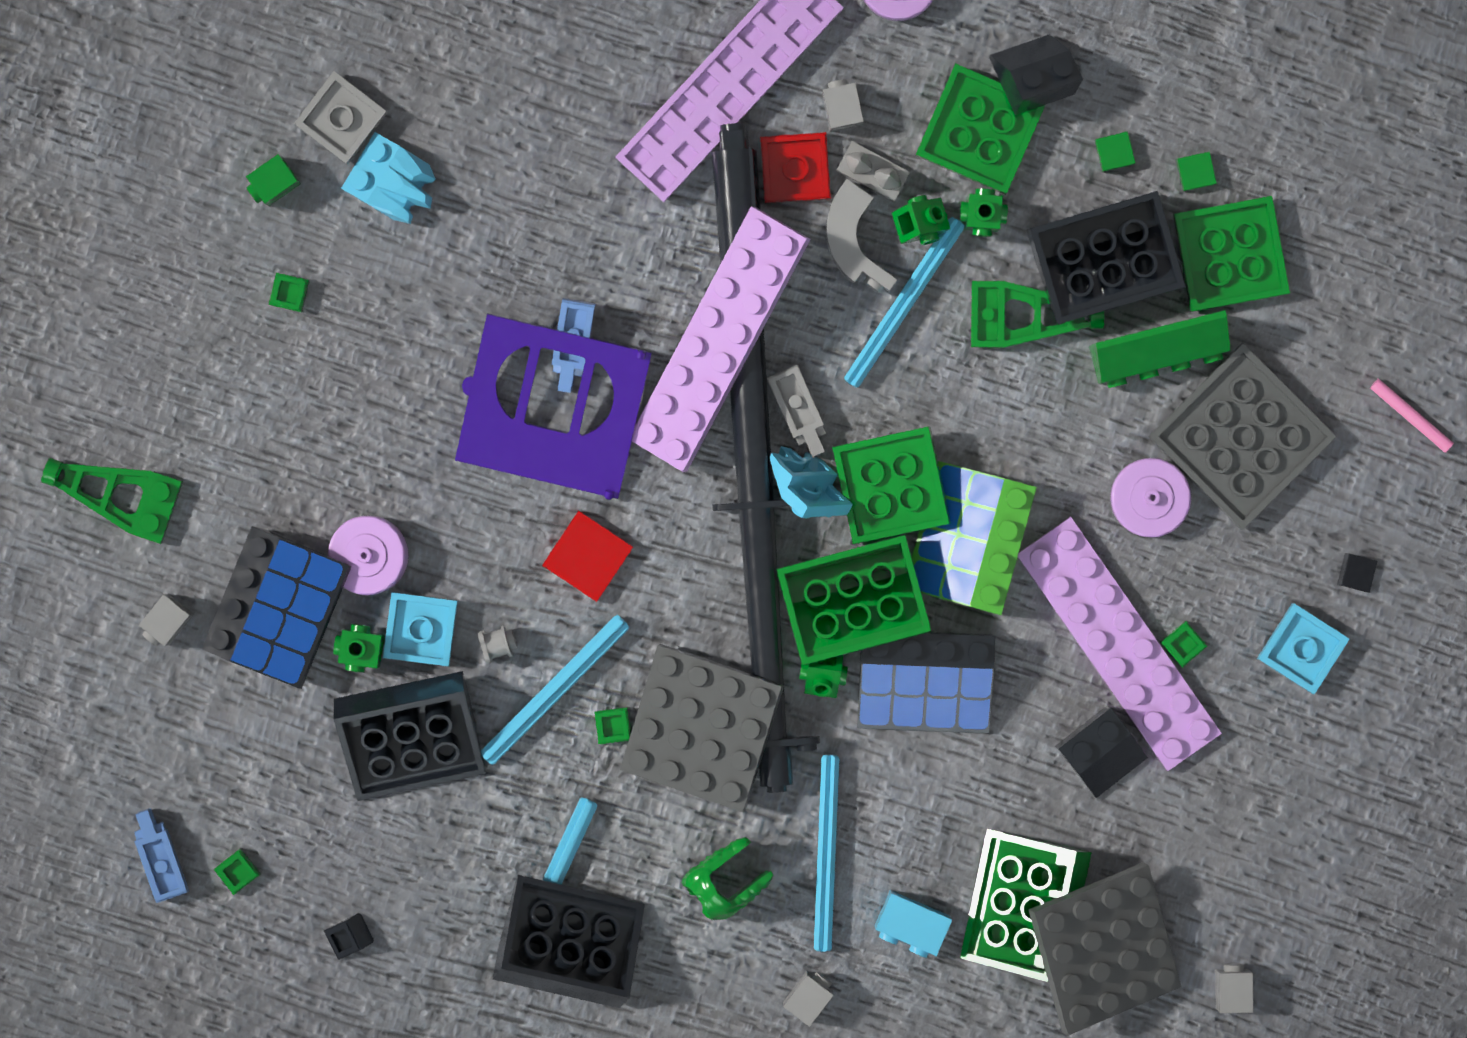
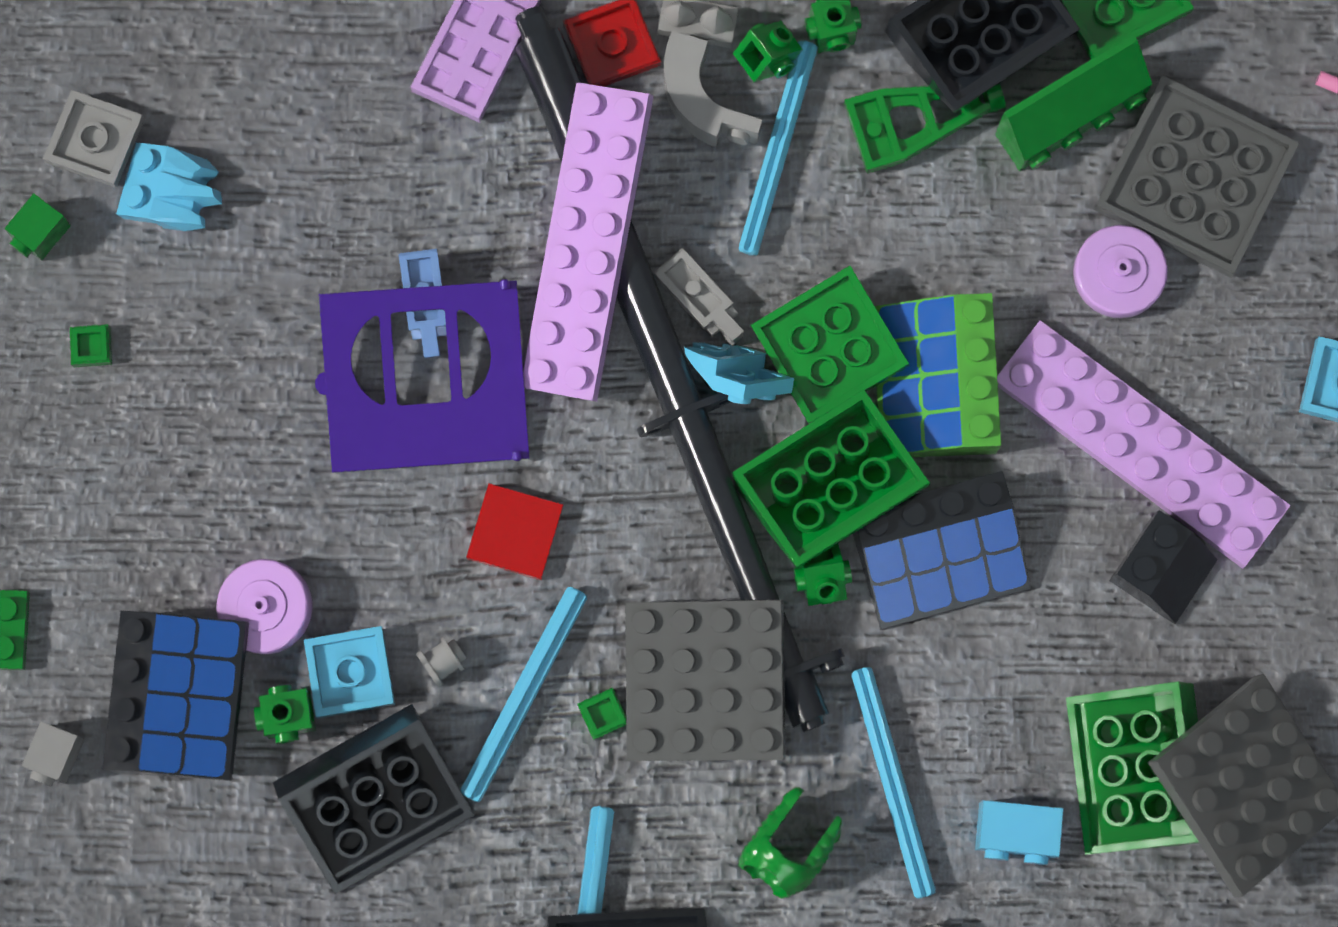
camera: 20 degrees left, 10 degrees down
(1183, 644) = (1212, 421): green tile -> none

